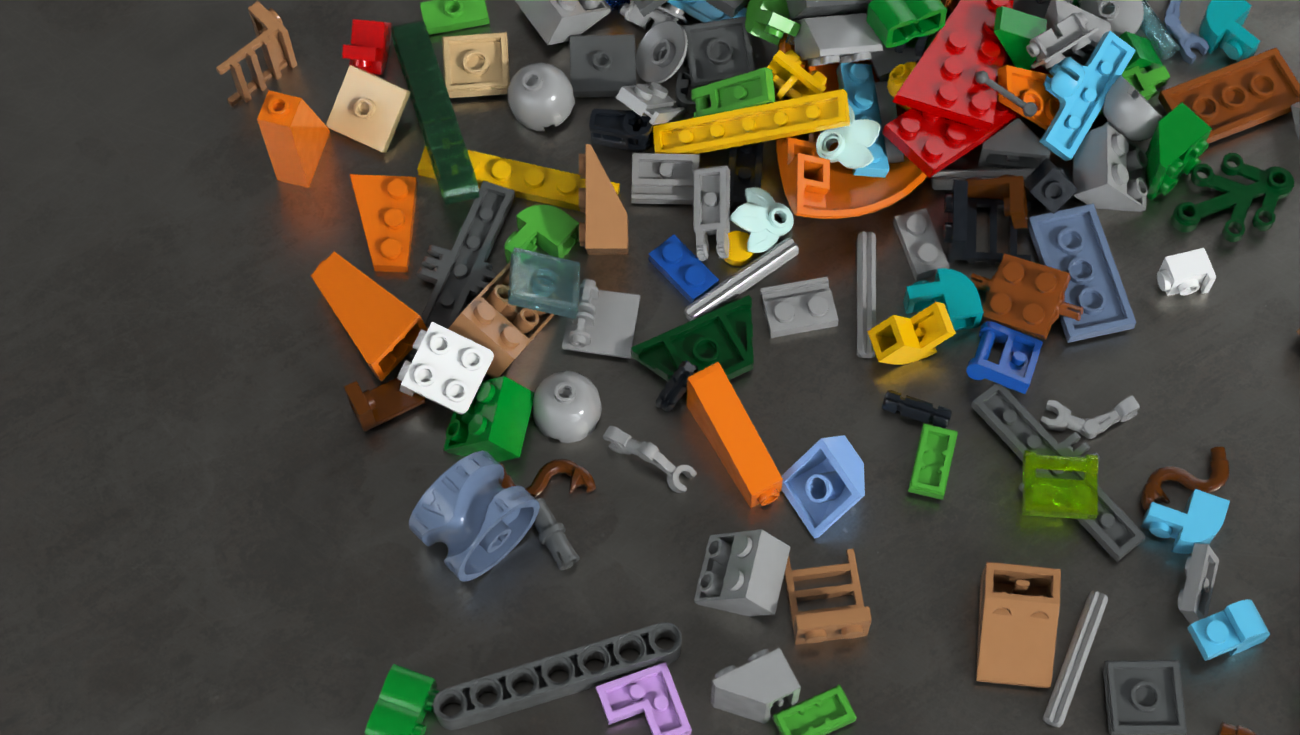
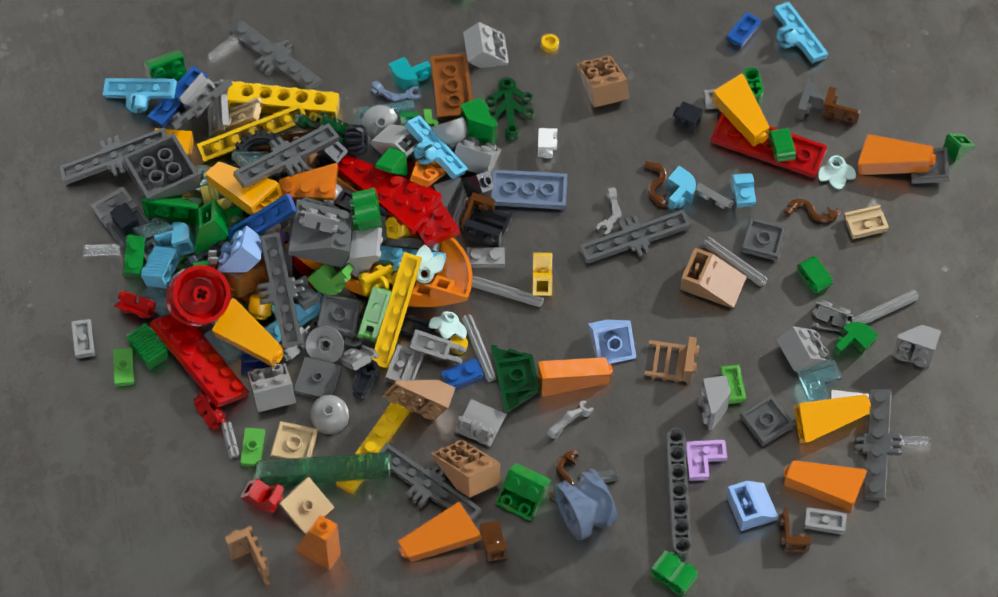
camera: 75 degrees left, 5 degrees down
(387, 218) = (377, 514): orange wing -> none
(445, 368) = (491, 500): white bracket -> none
(543, 228) = (415, 435): bright green brick -> none
(544, 283) = (455, 438): clear light blue plate -> none
(566, 406) = (526, 451): light grey cylinder -> none
(675, 386) = (536, 392): black axle -> none
(742, 573) = (647, 394): light grey slope -> none
(799, 307) = (503, 325): light grey plate -> none
(916, 409) = (580, 288): black axle -> none
(932, 461) = (612, 290): bright green plate -> none
(954, 291) = (522, 251): teal brick -> none
(1016, 359) = (569, 232): blue plate -> none
(1026, 296) = (536, 217): dark orange plate -> none
(1029, 108) = (440, 173): dark grey hinge -> none
(1060, 496) = (652, 238): clear neon green plate -> none
(1072, 35) = (410, 150): light grey hinge -> none

